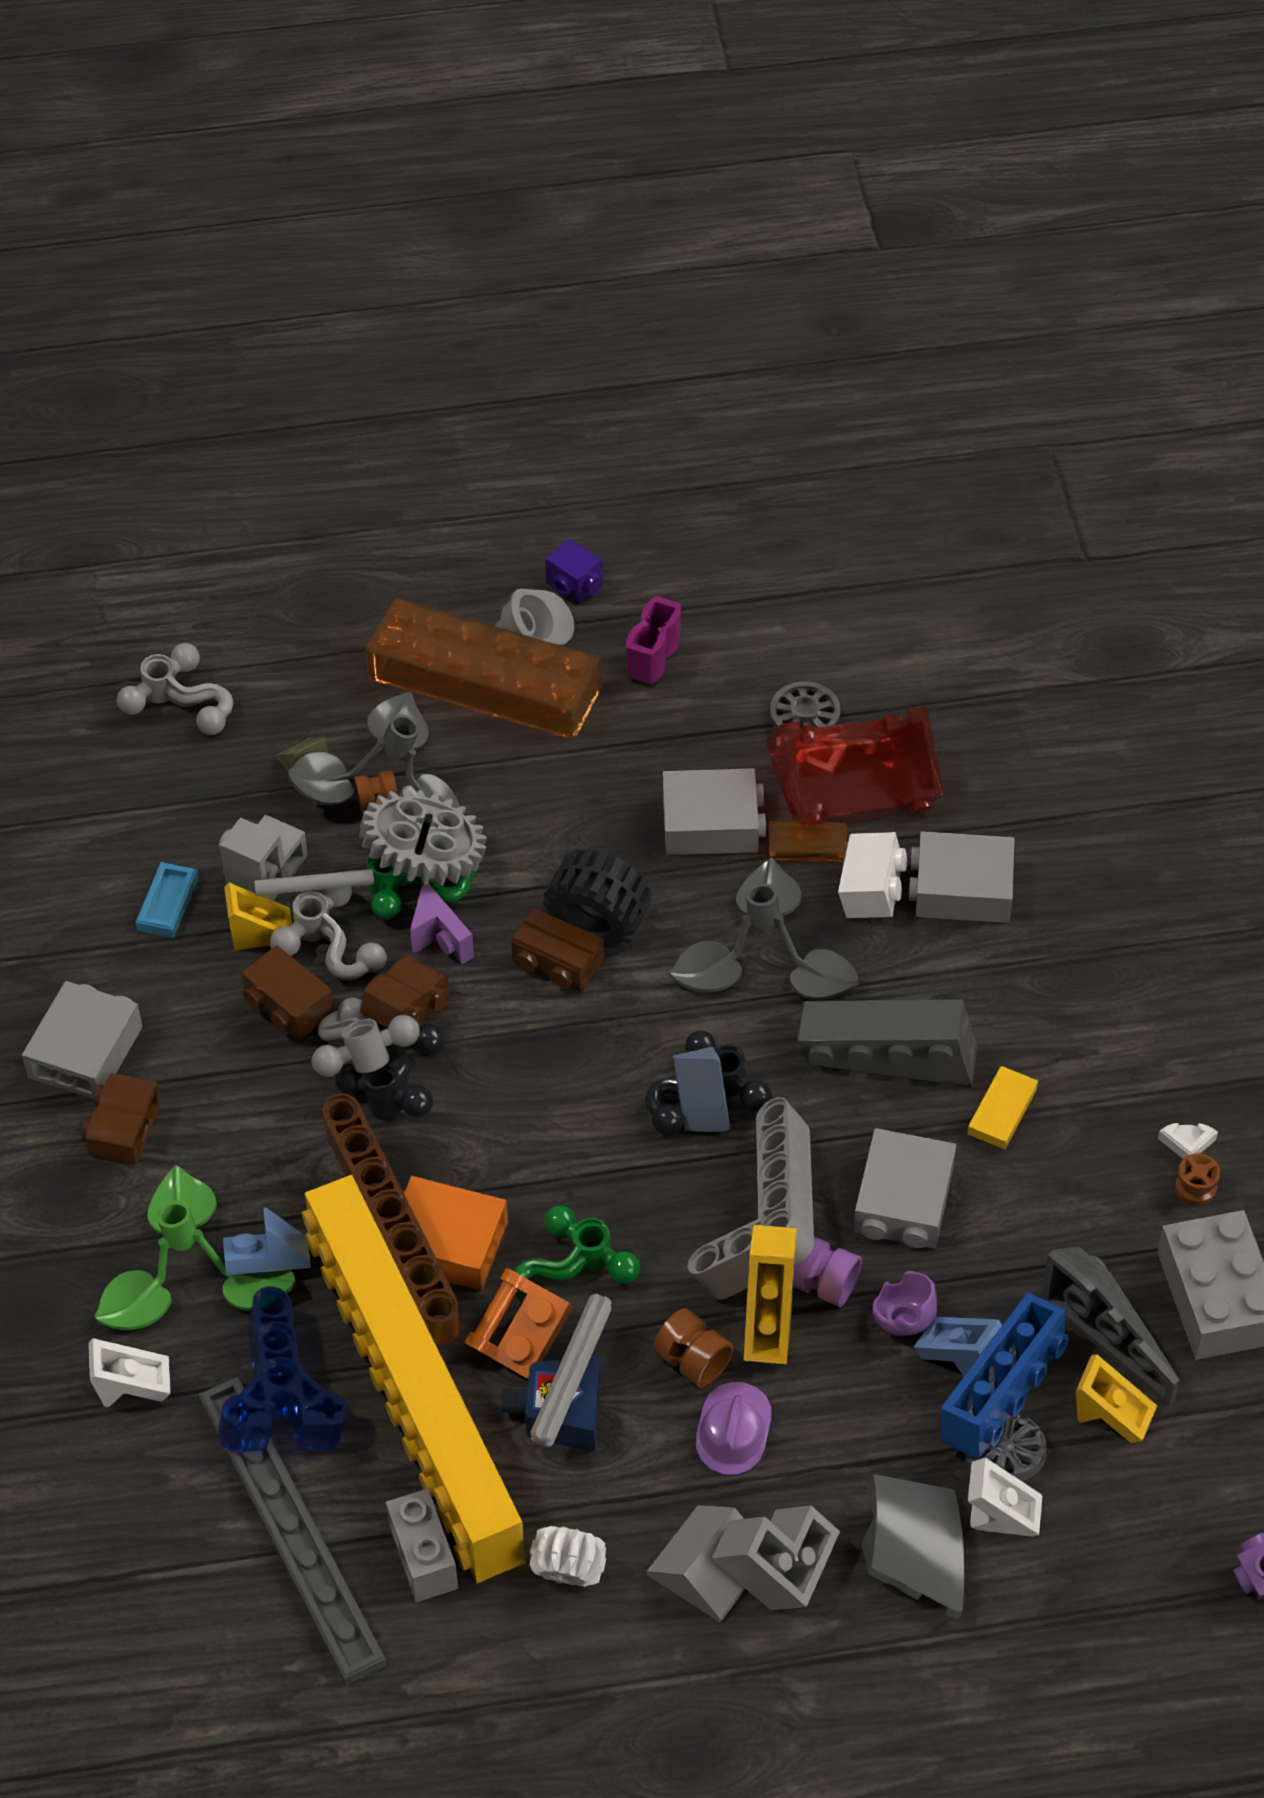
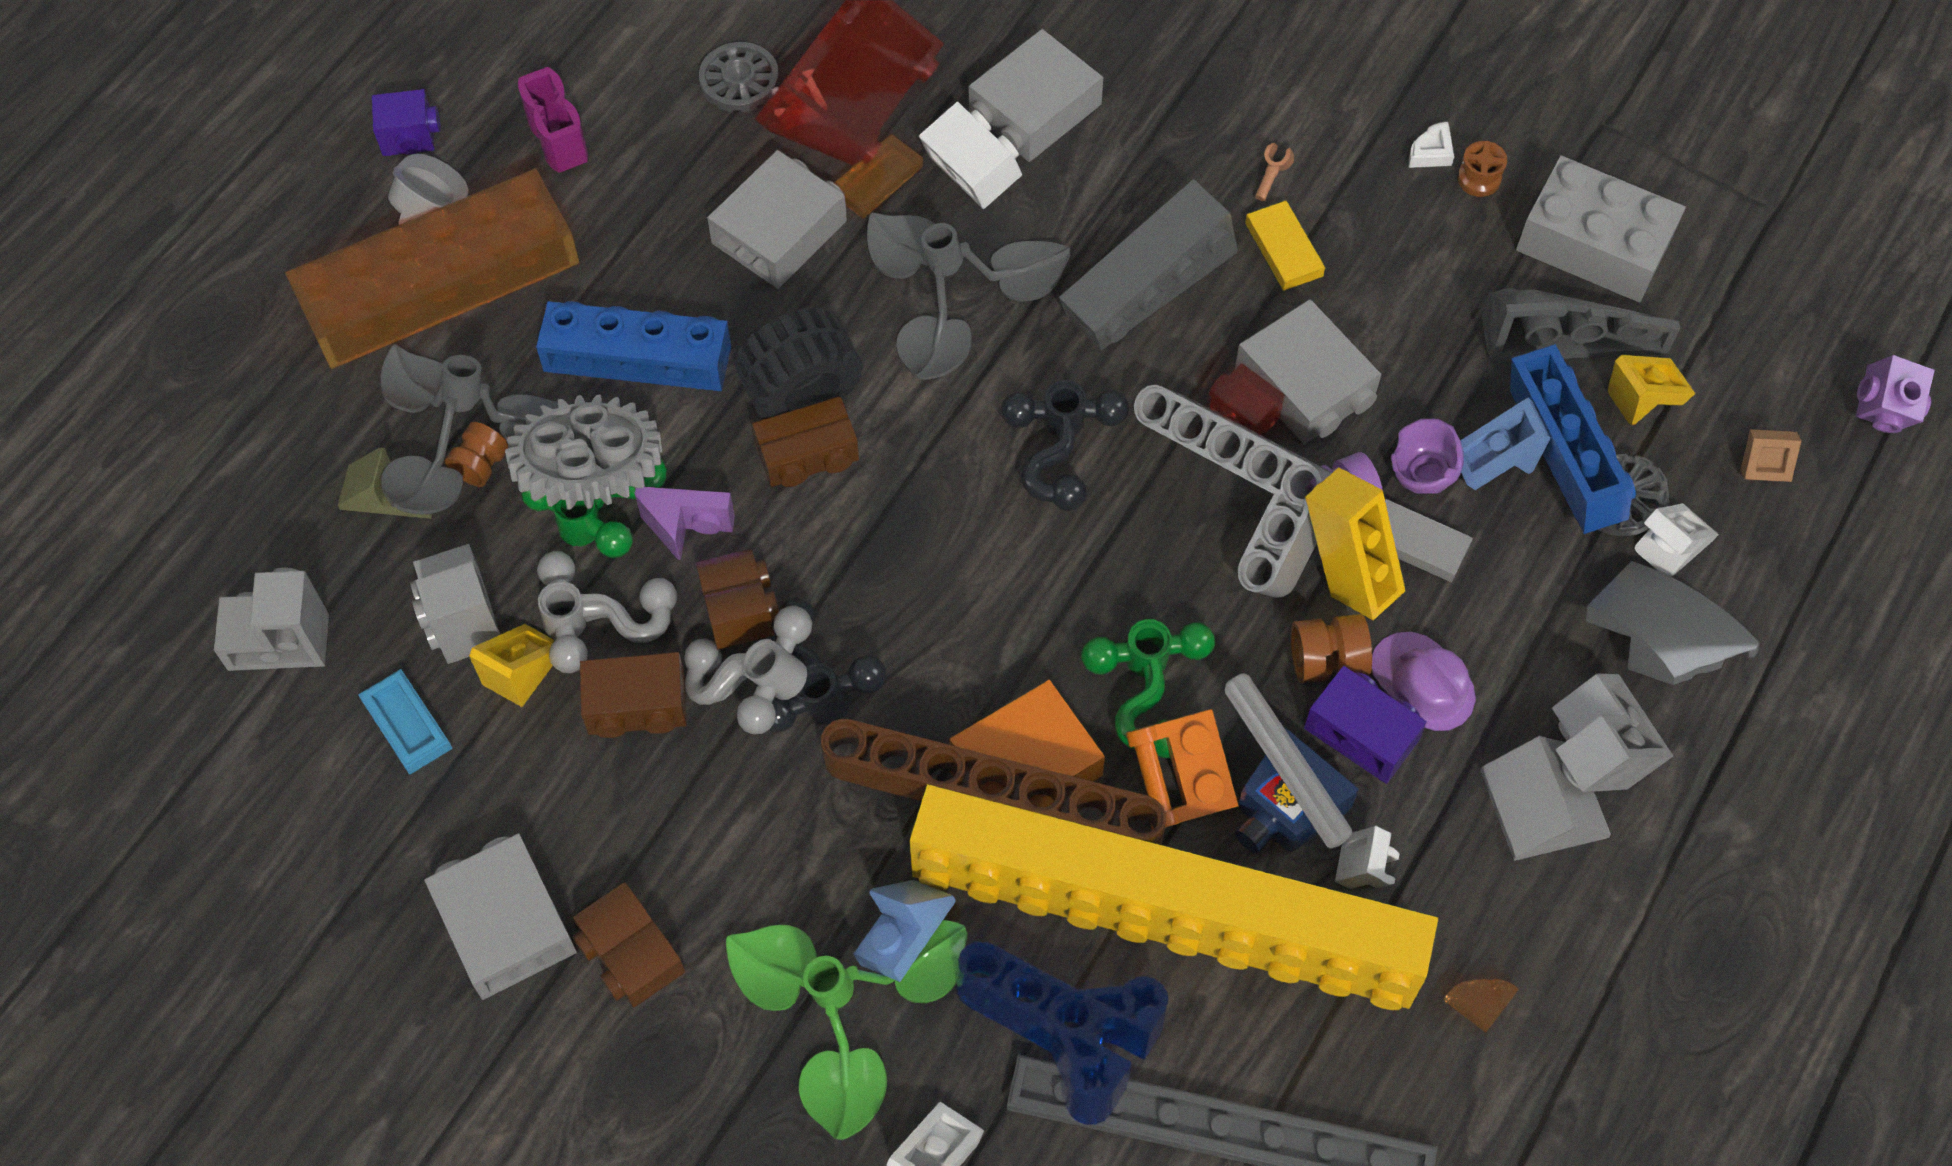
camera: 50 degrees left, 10 degrees up
(160, 686) = (142, 498): light grey piece -> none
(162, 784) = (273, 625): none -> light grey brick
(314, 882) = (539, 578): light grey bar -> none
(422, 1545) = (1349, 1025): light grey brick -> none
(519, 1620) = (1481, 1000): none -> clear orange tile
(532, 804) = (634, 345): none -> blue brick
(556, 1475) = (1365, 858): none -> white tile
(567, 1556) = (1470, 908): white gear -> none
(654, 1407) = (1365, 723): none -> dark purple brick
(701, 1091) = (1080, 438): sand blue slope -> none
(837, 1170) = (1247, 399): none -> clear red brick
(840, 1349) = (1427, 542): none -> light grey tile
(1067, 1049) = (1273, 169): none -> nougat hand
(1134, 1520) = (1770, 455): none -> medium nougat tile

